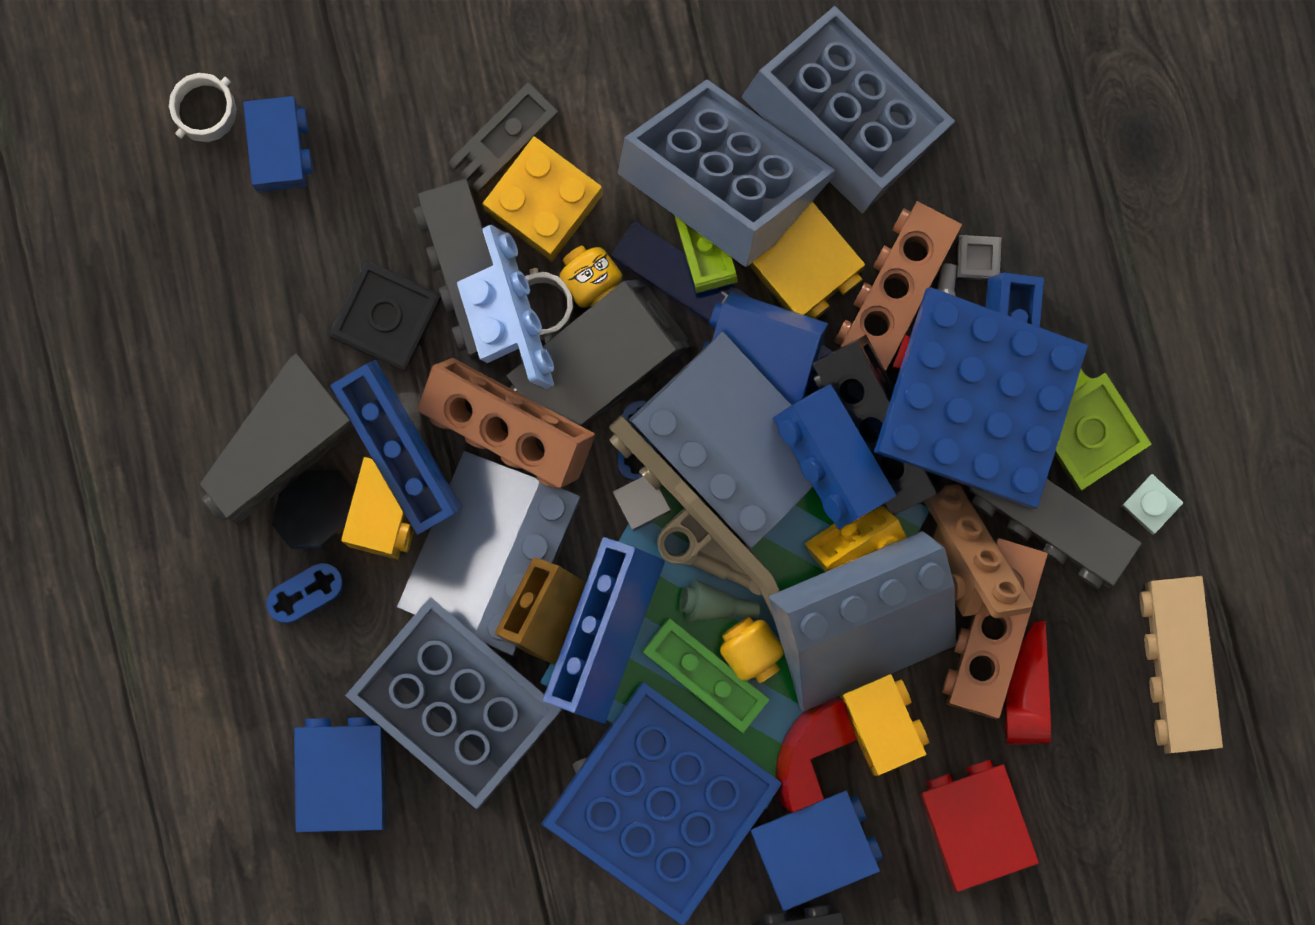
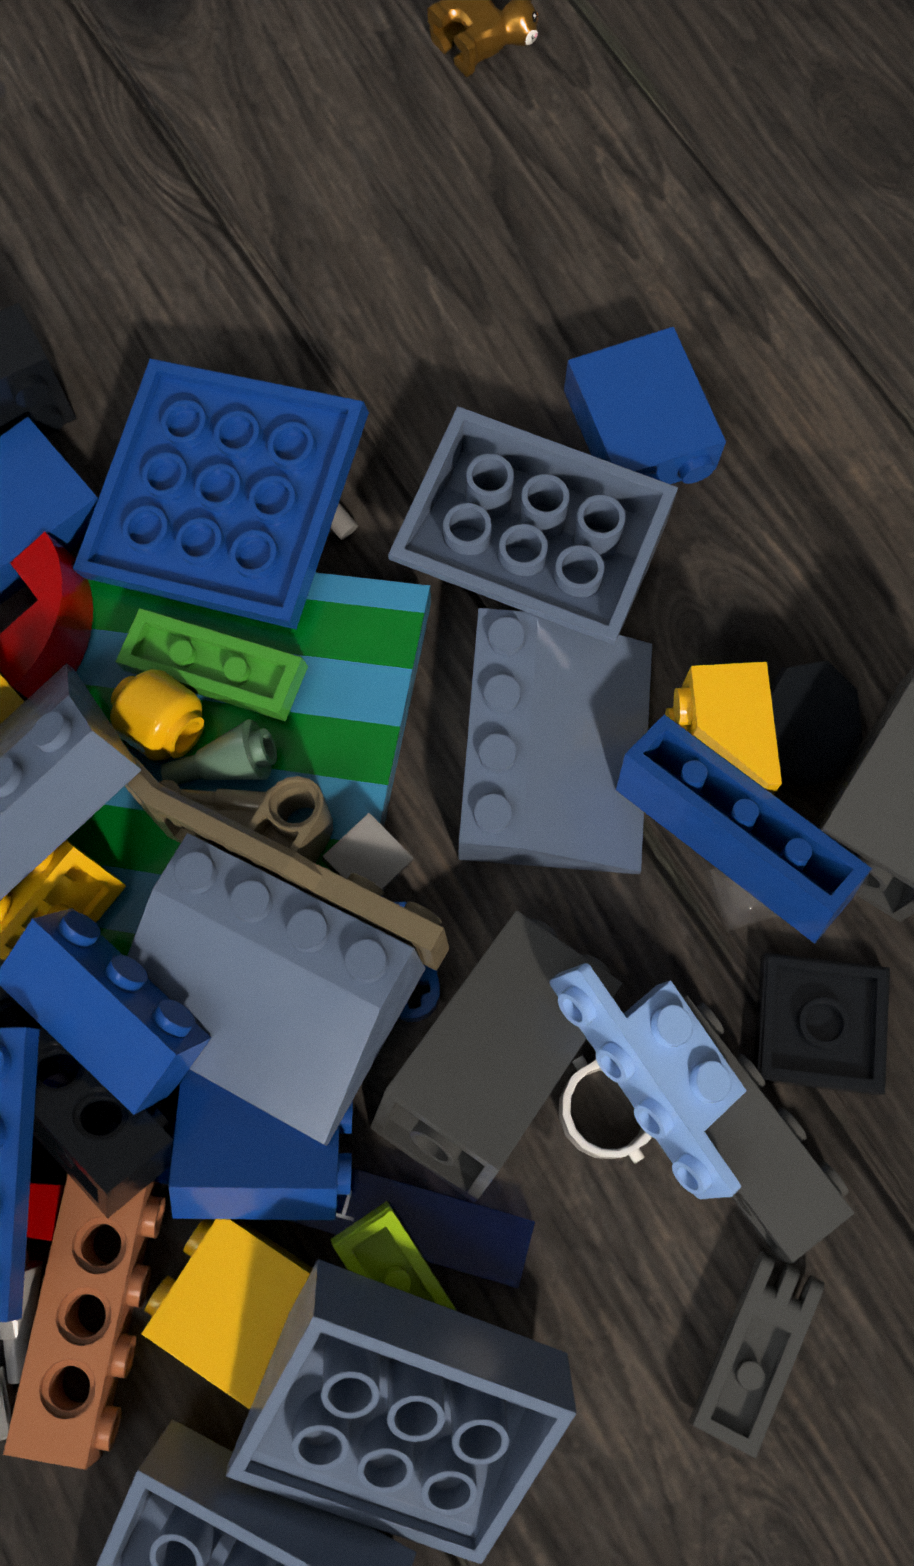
camera: 160 degrees right, 10 degrees down
(299, 584) = (766, 614): blue beam -> none
(541, 610) = (455, 666): pearl gold brick -> none
(543, 199) = (666, 1274): yellow brick -> none
(563, 440) = (598, 912): nougat brick -> none
(589, 275) = (552, 1174): yellow head -> none
(603, 630) = (362, 662): blue brick -> none

